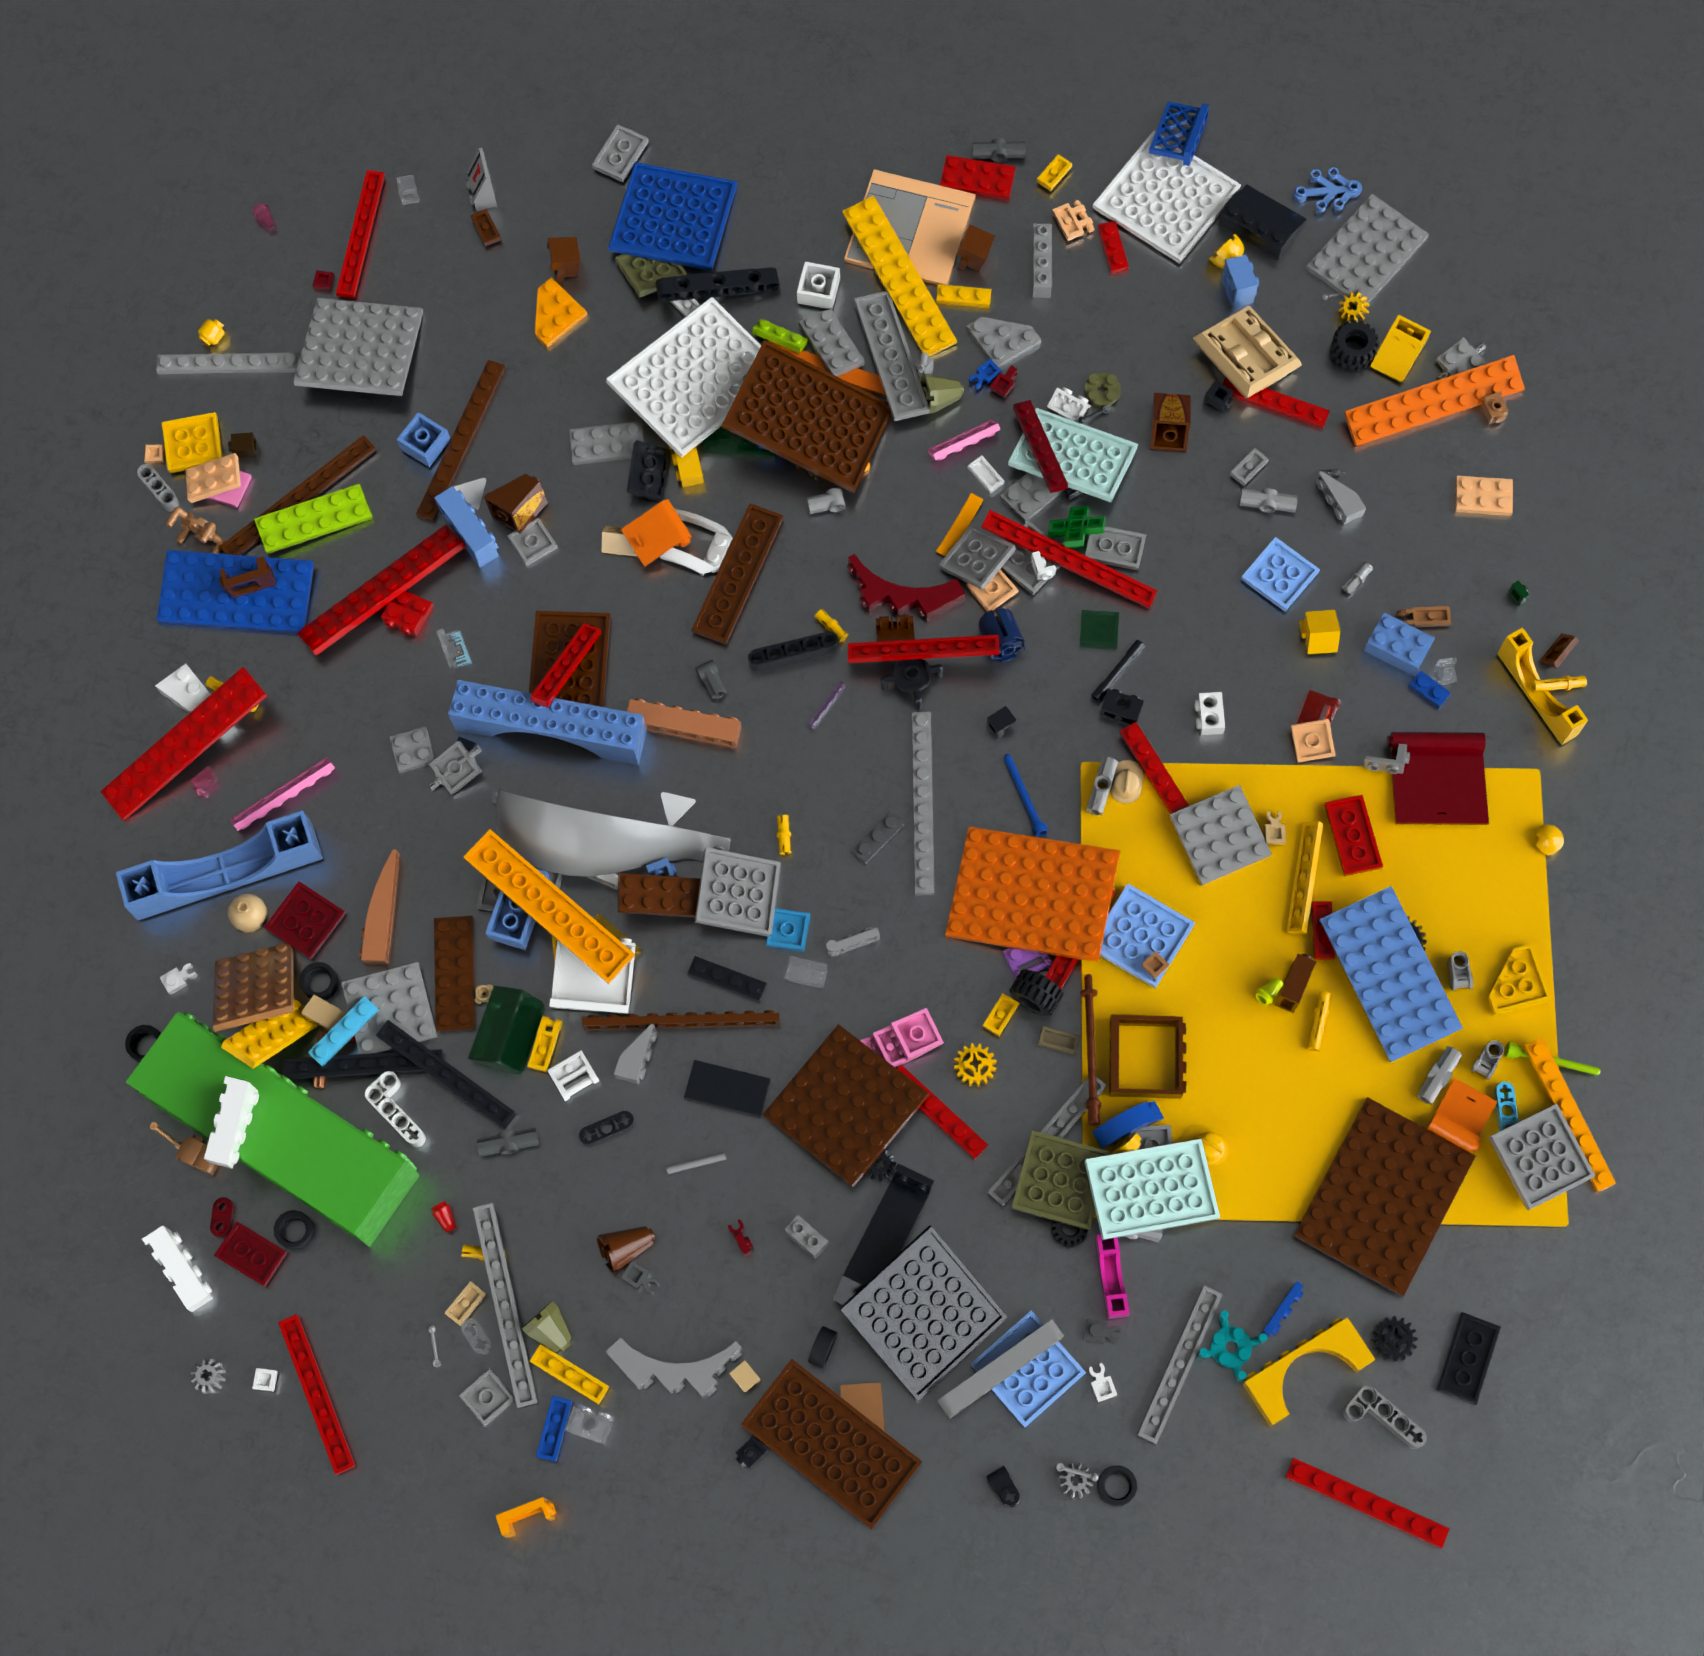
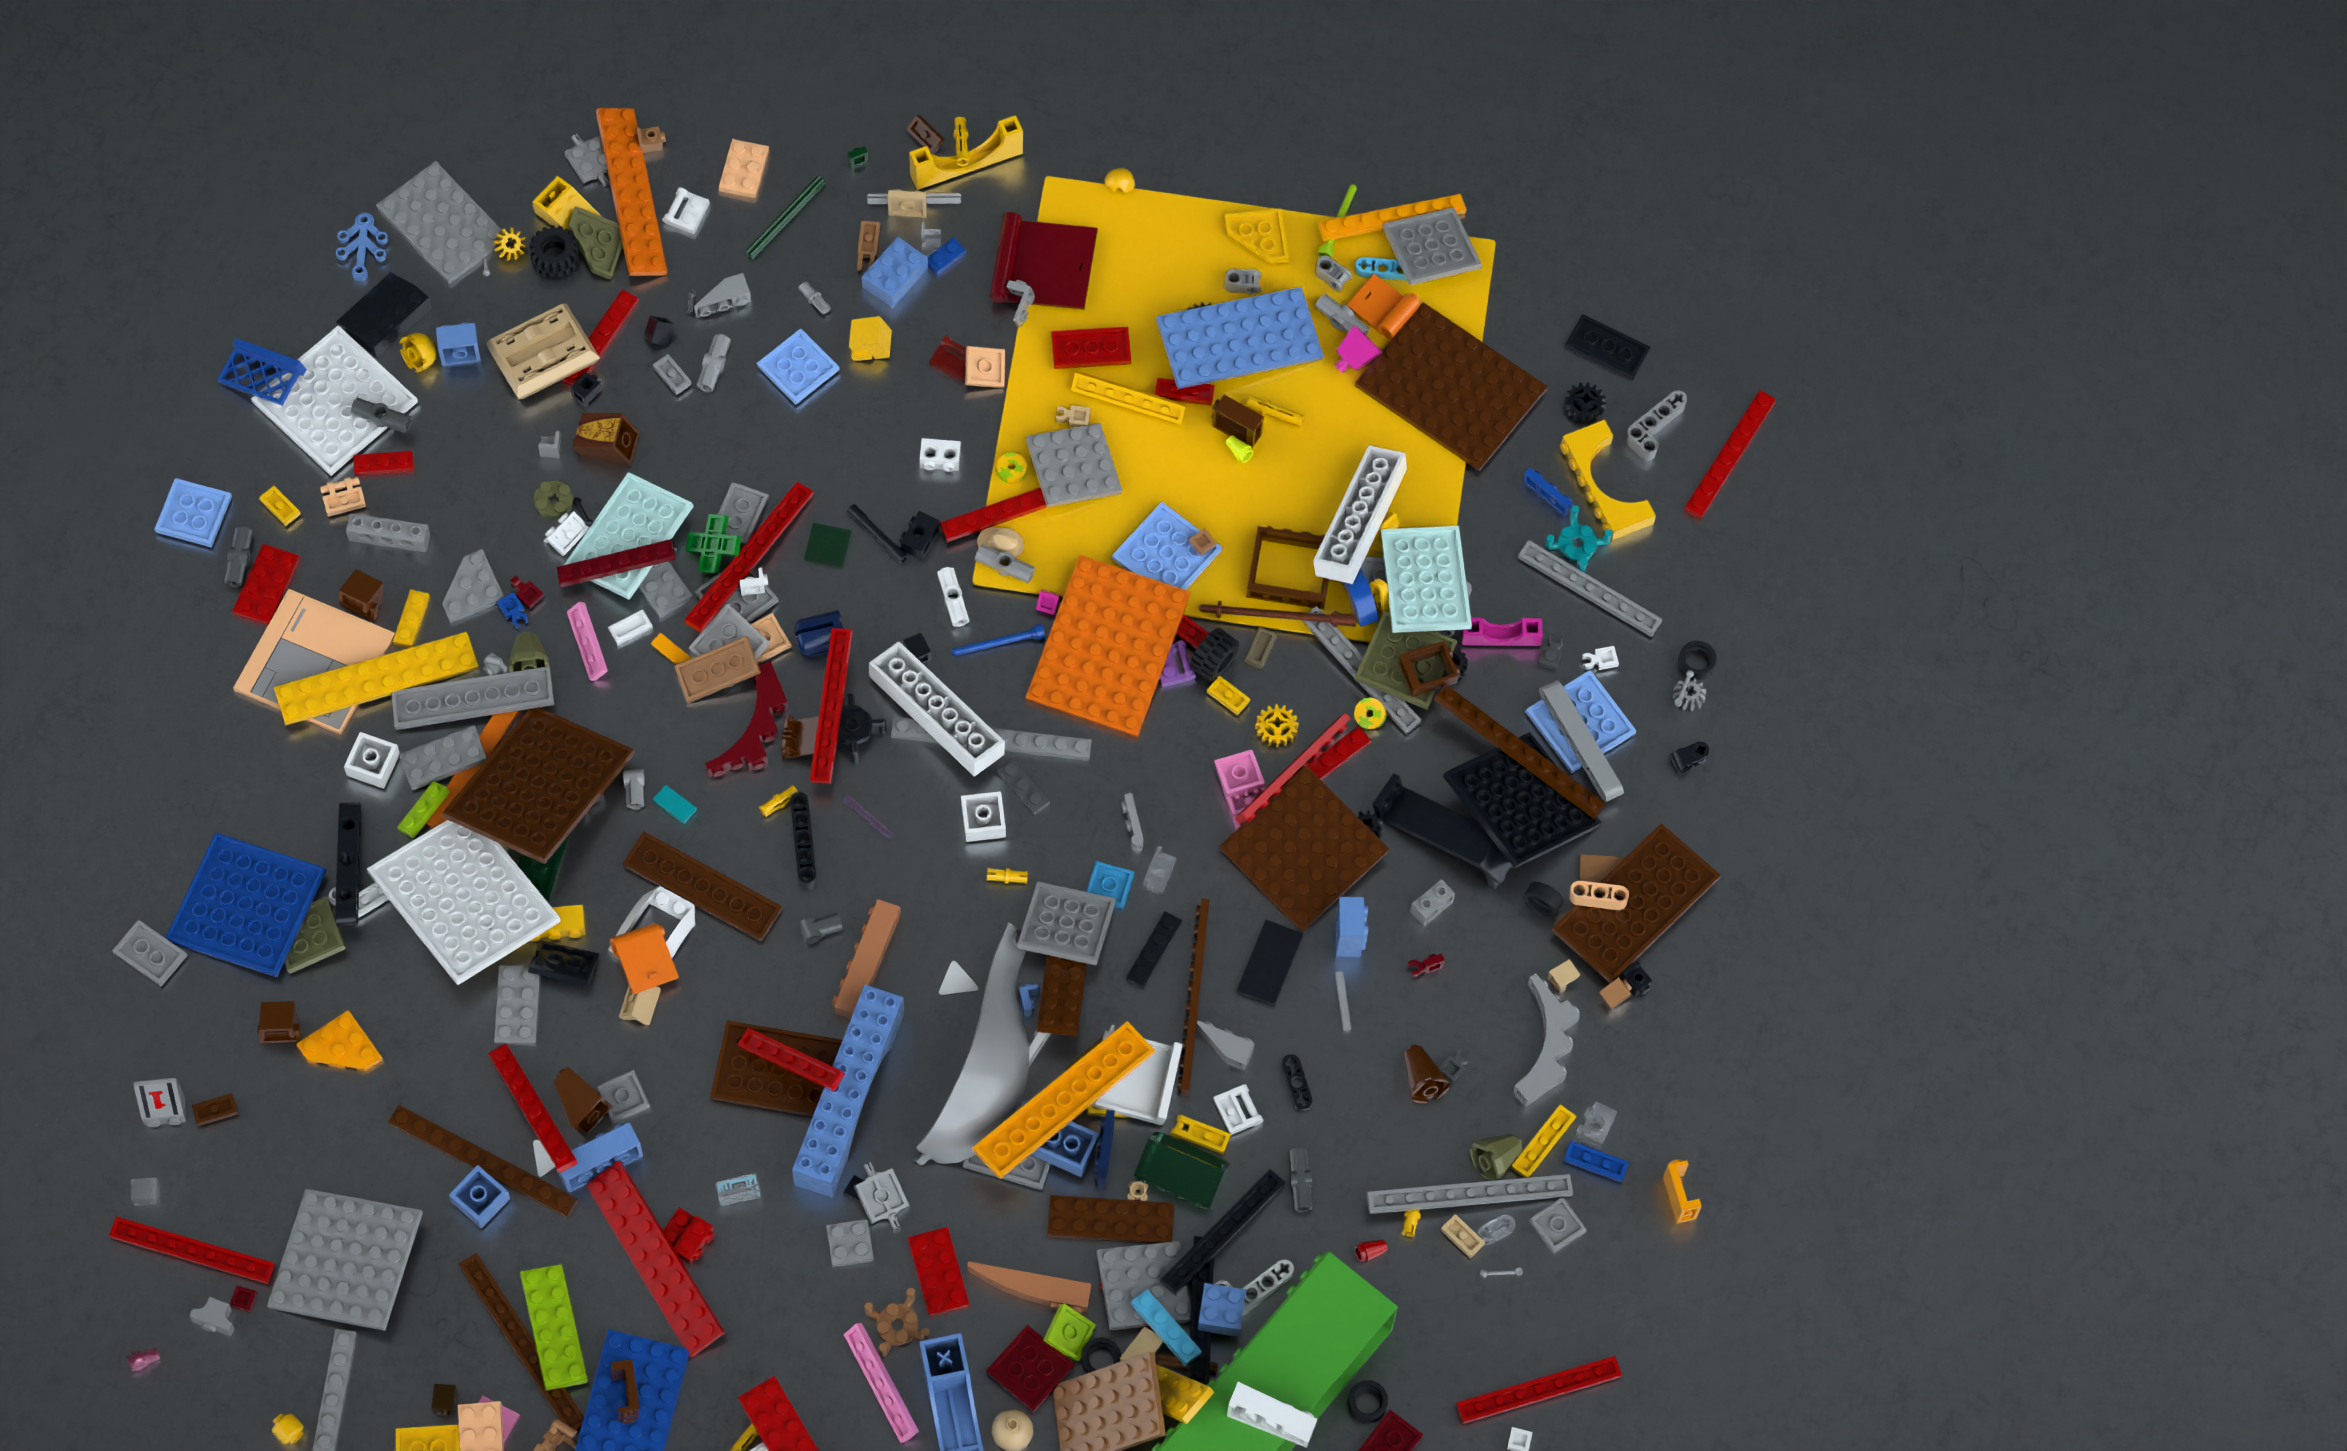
camera: 90 degrees left, 5 degrees down
(303, 260) = (213, 1316): none -> light grey brick
(334, 791) = (897, 1312): none -> medium nougat plate
(338, 948) = (1069, 1332): none -> lime plate
(362, 1078) = (1221, 1309): none -> medium blue brick
(392, 829) = (938, 1271): none -> red plate
(503, 465) = (533, 1108): none -> red plate
(511, 953) = (1104, 1148): none -> dark blue plate
(731, 1431) = (1616, 992): none -> medium nougat brick
(763, 1156) = (1351, 926): none -> medium blue brick
(815, 539) = (674, 804): none -> teal tile
(828, 1411) = (1607, 890): none -> light nougat beam
(837, 803) = (983, 816): none -> white brick
(934, 1088) = (1287, 774): none -> red plate
(936, 743) = (936, 708): none -> white brick
(951, 550) = (717, 669): none -> medium nougat tile
(978, 1306) = (1519, 751): none -> reddish brown plate
(997, 1148) = (1362, 709): none -> yellow piece
(1035, 108) = (193, 512): none -> light blue plate
(1038, 1183) = (1406, 660): none -> reddish brown window
(1072, 832) = (1048, 602): none -> dark pink plate
(1073, 742) = (951, 587): none -> white piece
(1155, 378) = (550, 446): none -> light grey panel
(1156, 223) = (391, 419): none -> dark grey piece
(1208, 771) = (1015, 460): none -> yellow piece
(1210, 1113) = (1360, 514): none -> white brick
(1292, 448) = (658, 330): none -> black panel
(1374, 379) = (598, 241): none -> olive plate
(1402, 1092) = (1356, 350): none -> dark pink torso
(1426, 458) = (691, 214): none -> white plate
(1439, 539) = (776, 226): none -> dark green axle
(1474, 642) = (907, 203): none -> tan plate
(1486, 651) = (932, 198): none -> light grey axle

